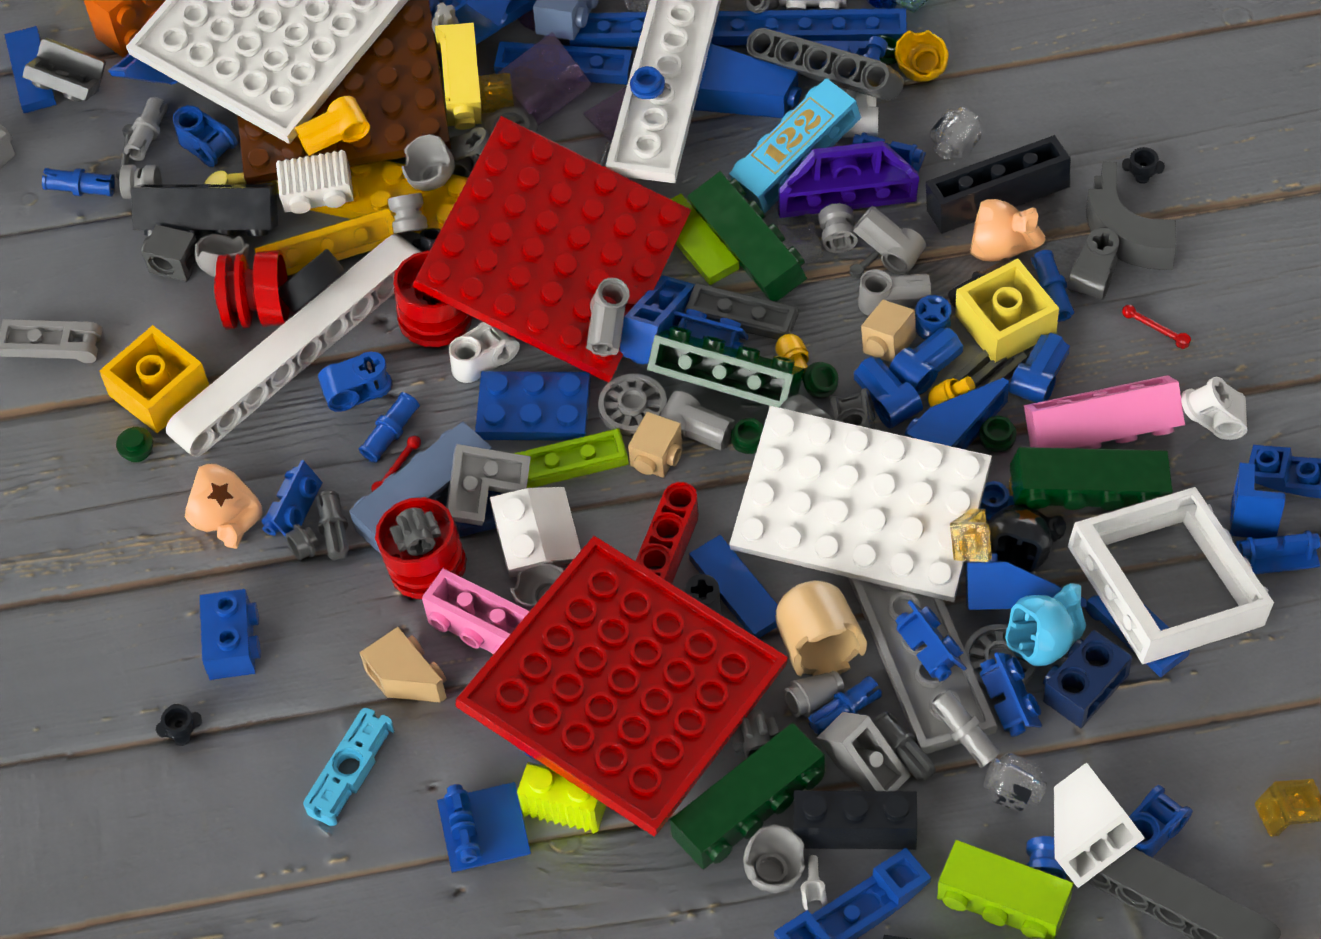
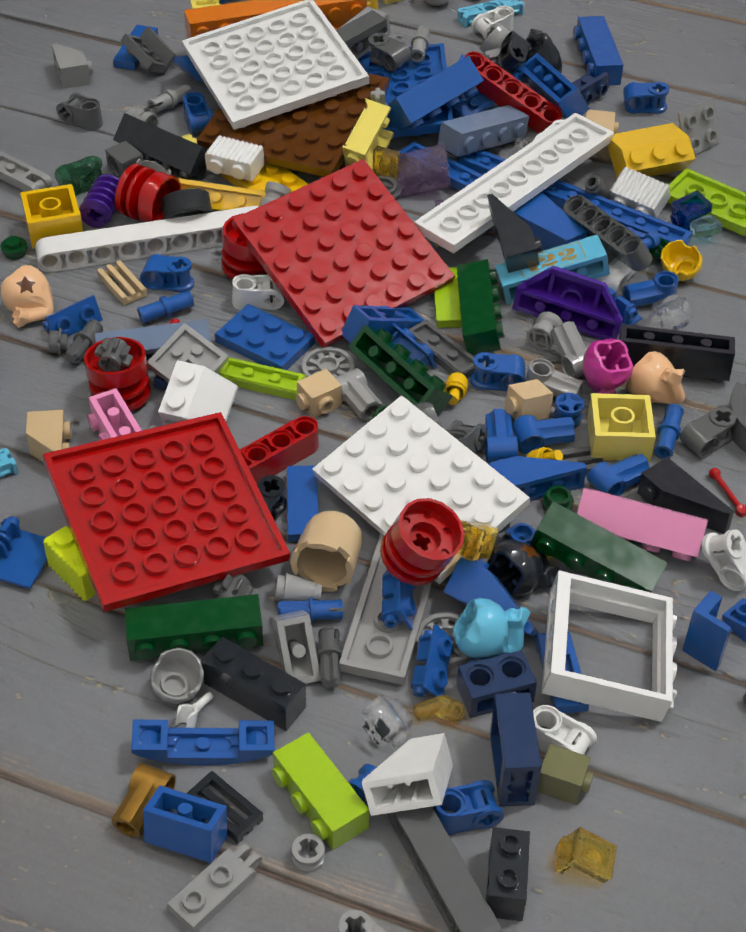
camera: 25 degrees right, 10 degrees down
(51, 206) = (81, 112): none -> dark grey piece
(78, 182) = (109, 106): blue pin -> none
(131, 306) = (79, 174): none -> clear green piece
(194, 321) = (100, 201): none -> dark purple piece
(308, 416) = (136, 289): none -> tan tile
(341, 122) = (270, 129): yellow piece -> none
(428, 163) = (309, 171): light grey hair -> none
(607, 318) = (341, 300): light grey piece -> none
(647, 83) = (477, 188): blue plate -> none
(737, 129) = (514, 236): none -> black slope
(820, 379) = (461, 409): dark green plate -> none
(830, 307) = (499, 371): none -> blue piece
(913, 115) = (649, 291): none -> blue piece
(932, 572) = (422, 541): none -> red wheel
(947, 245) = (607, 365): none -> dark pink piece
(965, 728) = (376, 663): light grey pin -> none
(1049, 734) = (440, 706): none -> clear yellow arm
(1116, 359) = (676, 490): none -> black slope
(1161, 738) = (515, 749): none -> dark blue window
(1188, 698) = (561, 730): none -> white piece
(1217, 736) = (565, 774): none -> olive brick
(1238, 864) = (508, 873): none -> black brick
(1281, 552) = (708, 679): blue hinge -> none

